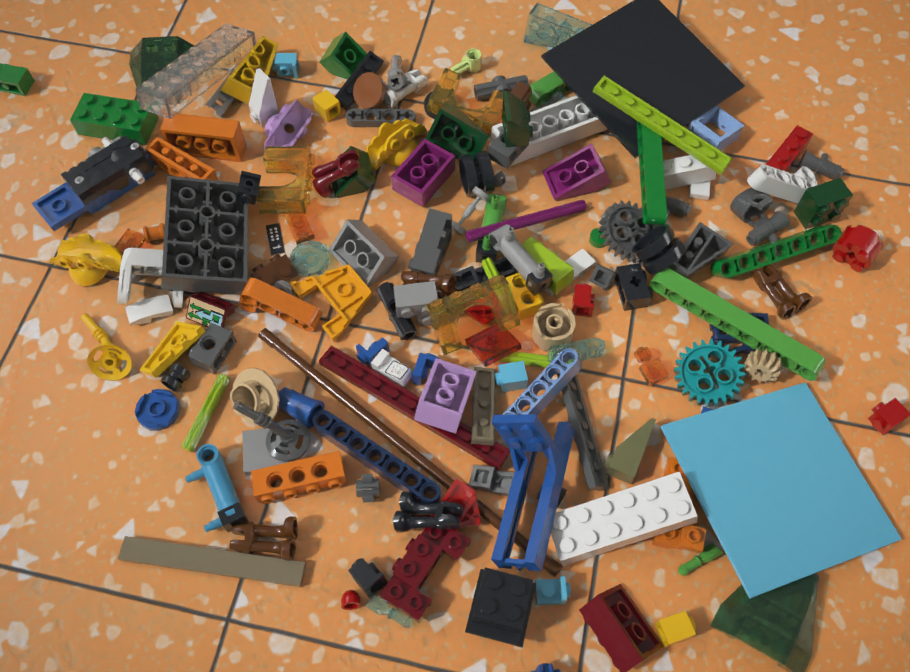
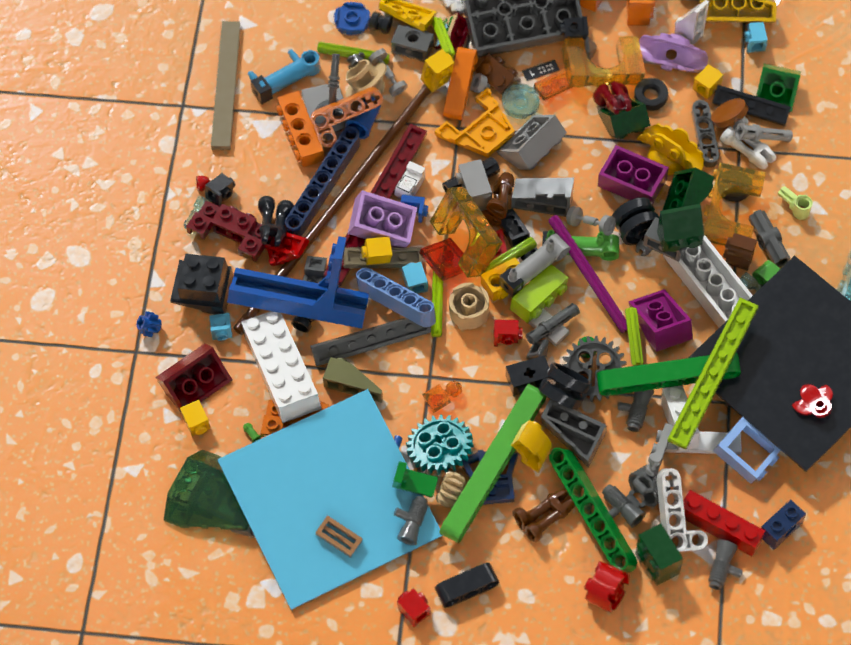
camera: 85 degrees right, 0 degrees up
(222, 311) = (443, 36): none -> lime axle
(222, 407) = (354, 59): none -> dark grey plate
(226, 381) = (398, 87): none -> light grey wheel
(251, 531) = (255, 129): reddish brown piece -> none
(266, 318) = (437, 70): none -> yellow brick
(297, 419) = (348, 112): none -> orange beam
(326, 142) = (651, 83): none -> black tyre
(367, 356) = (421, 159): blue bracket -> none
(367, 488) = (295, 179): dark grey gear -> none
(484, 403) = (377, 250): none -> yellow brick
(583, 264) = (546, 328): none -> dark grey pin
(588, 349) = (445, 336): clear light blue beam -> none
(592, 196) = (634, 336): none -> lime axle
(684, 66) = (812, 399): none -> plate
(719, 284) = (532, 445): none -> yellow brick
(724, 185) = (658, 451): none -> light grey plate
(761, 396) = (414, 481): none -> green bracket
(781, 117) = (783, 524): none -> dark blue brick
(801, 403) = (413, 519): none -> dark grey piece
(815, 490) = (358, 539): none -> medium nougat tile
(859, 366) = (467, 585): none -> black beam

